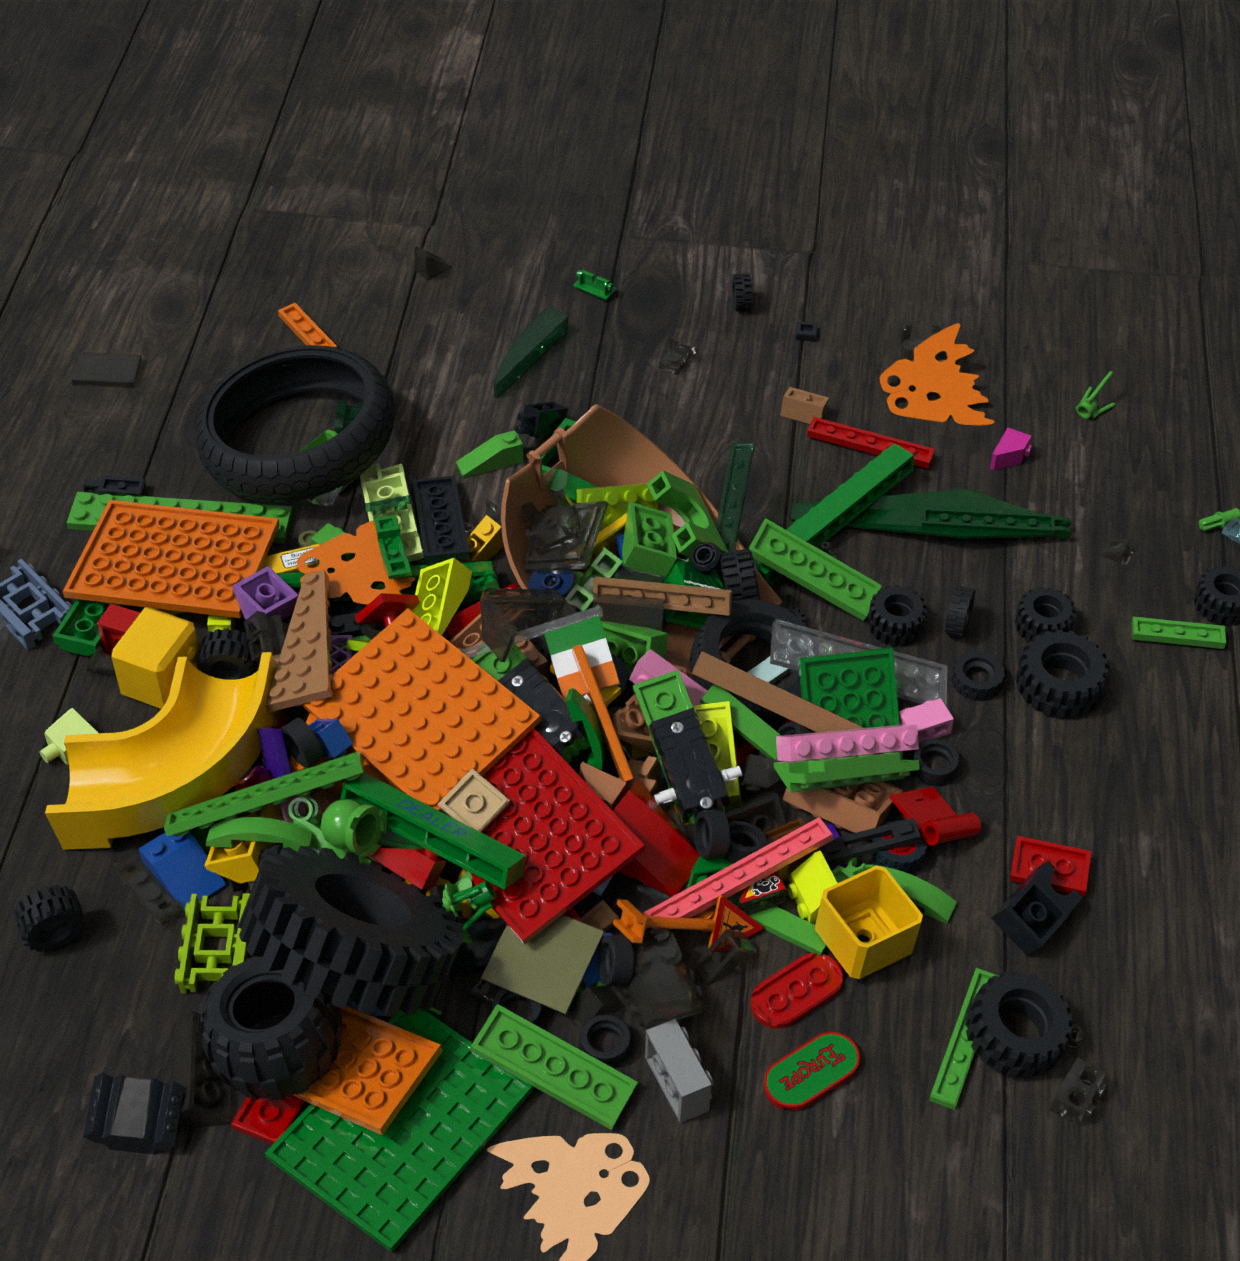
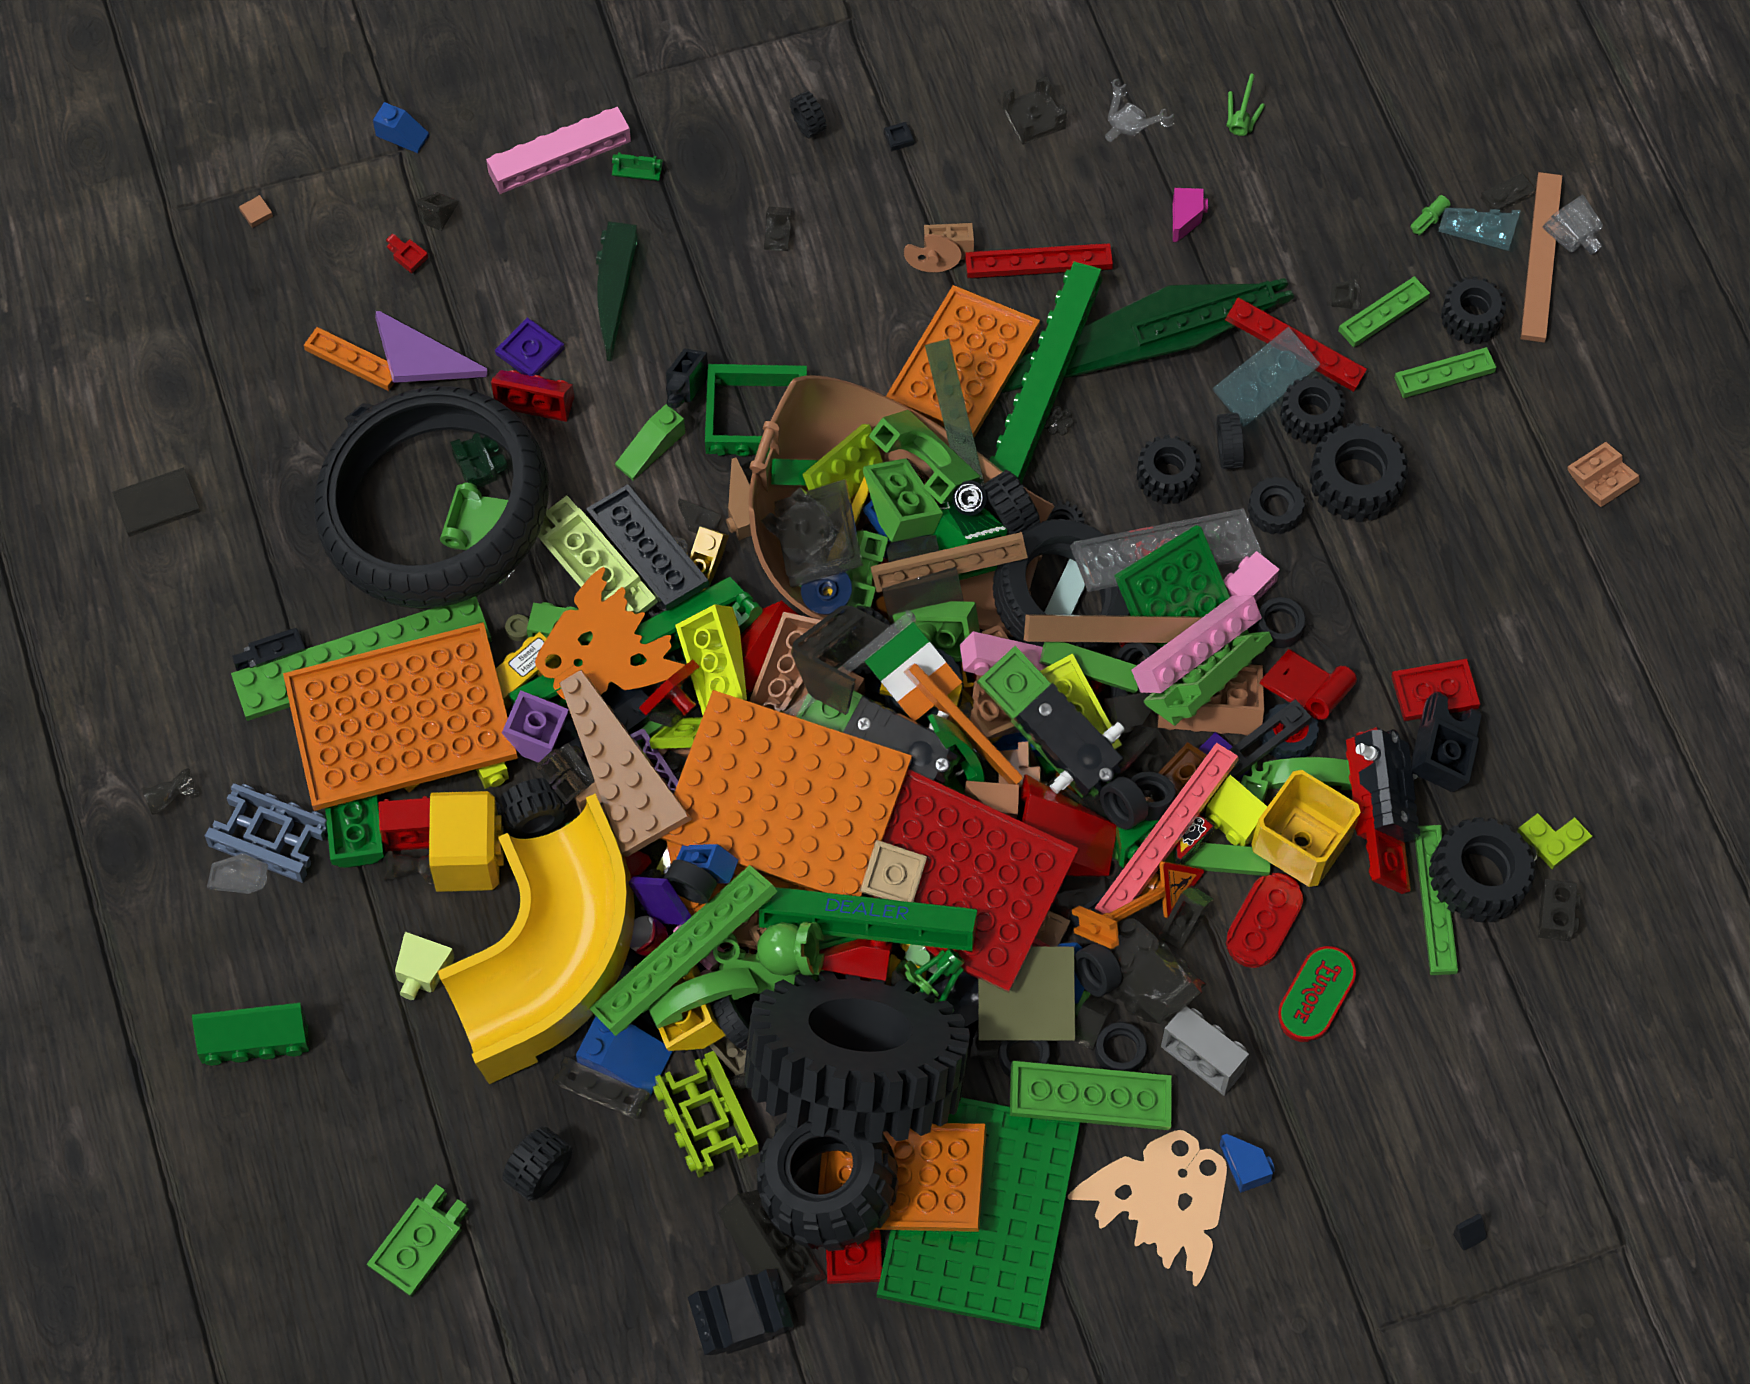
camera: 25 degrees left, 15 degrees up
(303, 226) = (255, 211): none -> nougat tile
(351, 336) = (420, 358): none -> medium lavender tile
(380, 507) = (600, 553): clear green plate -> none
(391, 283) = (406, 254): none -> red plate
(391, 547) = (630, 613): green slope -> none
(420, 394) = (533, 394): none -> red slope
(437, 209) = (399, 128): none -> blue slope
(441, 369) = (529, 348): none -> dark purple tile
(542, 257) = (558, 150): none -> bright pink brick
(666, 1189) = (1246, 1163): none -> blue slope
(779, 484) = (986, 349): none -> orange plate
(792, 410) = (940, 254): none -> nougat piece
(814, 569) = (1064, 451): bright green plate -> none
(939, 377) = (1071, 148): orange piece -> none
(952, 934) = (1386, 797): none -> piece
(999, 375) = (1130, 118): none -> clear piece
(1008, 580) = (1266, 376): none -> clear light blue tile
(1055, 567) = (1267, 328): none -> red plate
(1106, 1038) = (1552, 845): none -> lime plate
(1145, 572) = (1384, 311): none -> bright green plate

